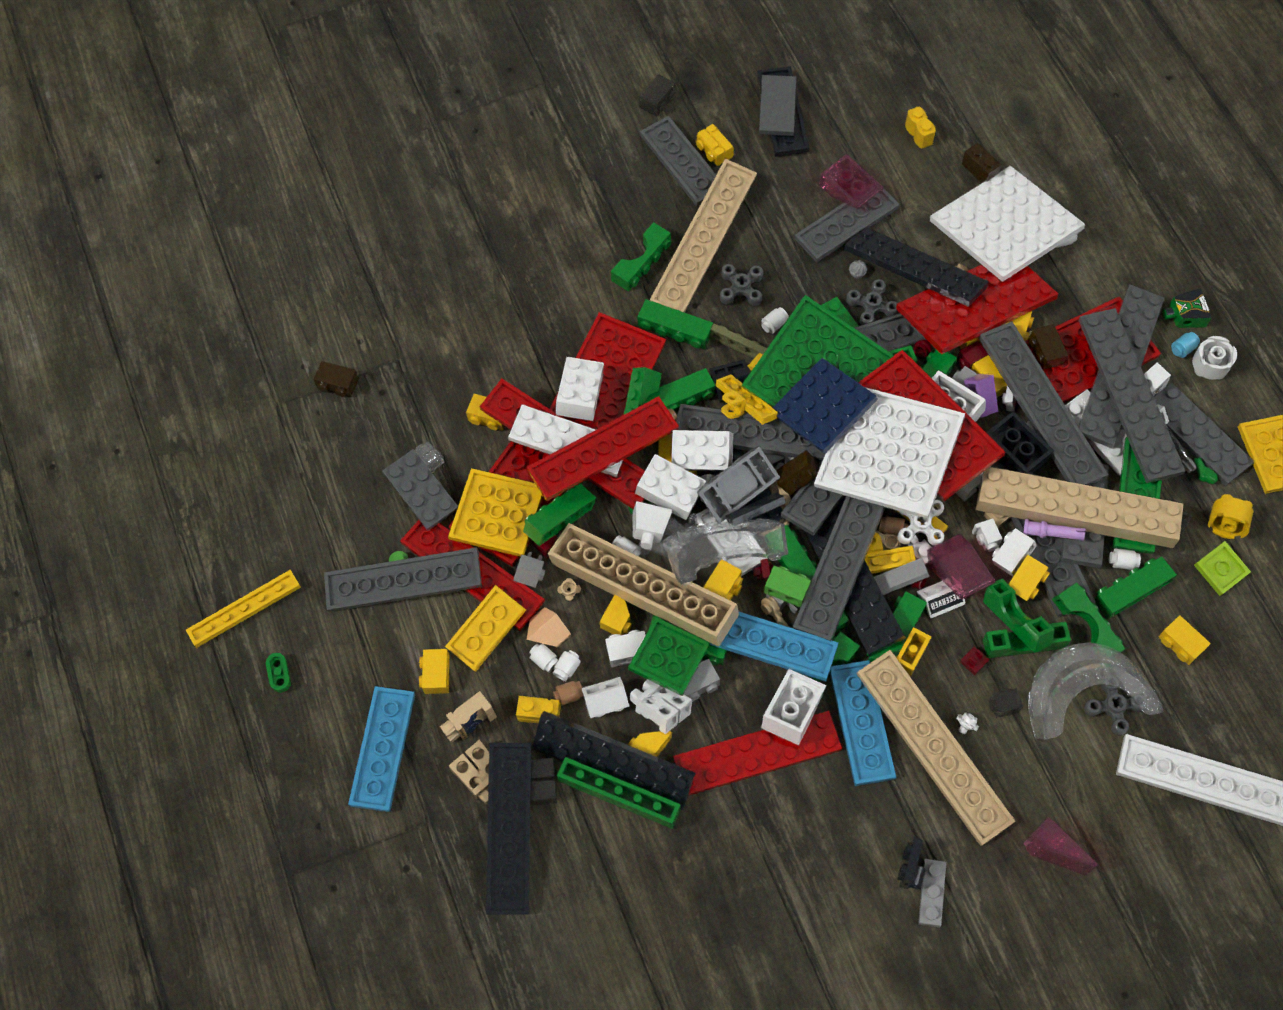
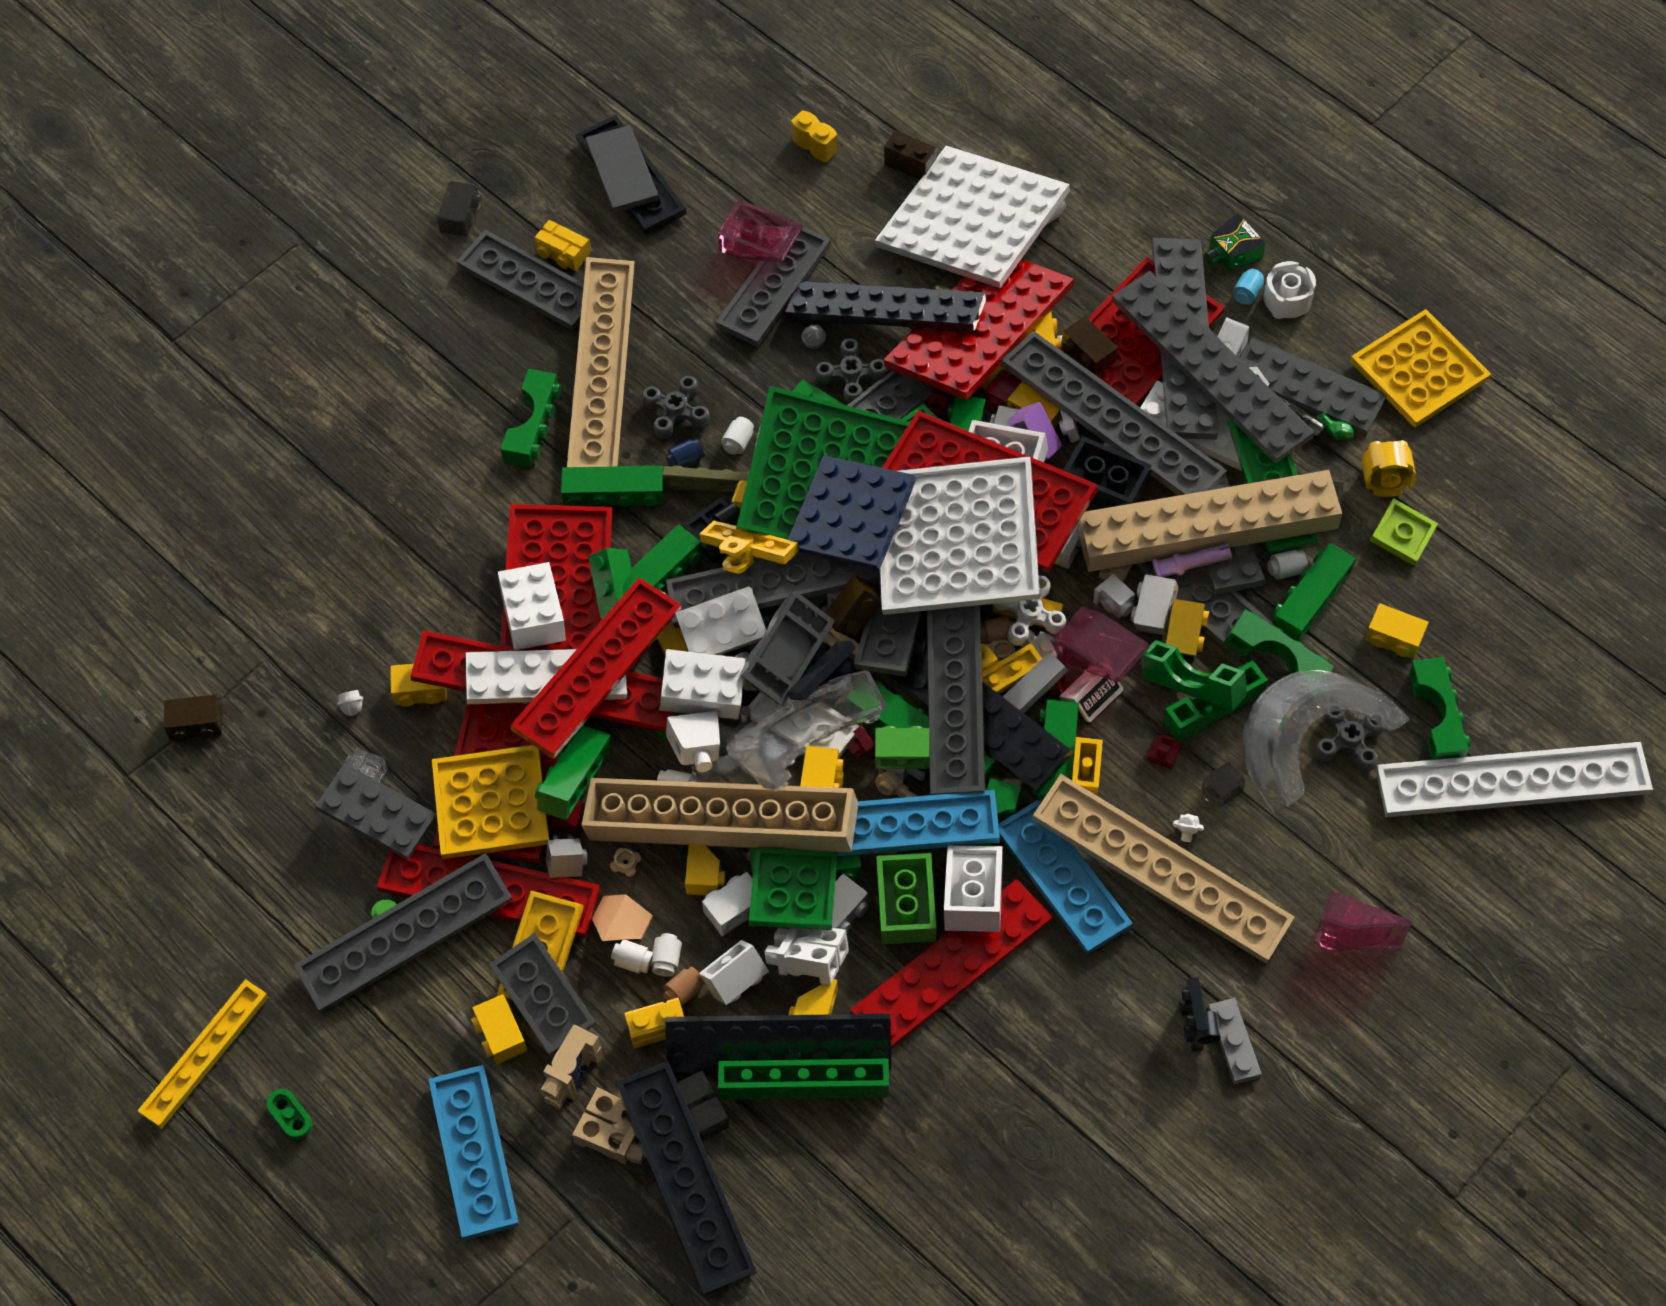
camera: 25 degrees left, 5 degrees down
(439, 408) = (350, 702): none -> white plate
(472, 658) = (541, 992): none -> dark grey plate
(733, 320) = (685, 454): none -> dark blue brick
(744, 694) = (906, 898): none -> bright green brick
(1194, 688) = (1432, 682): none -> green arch

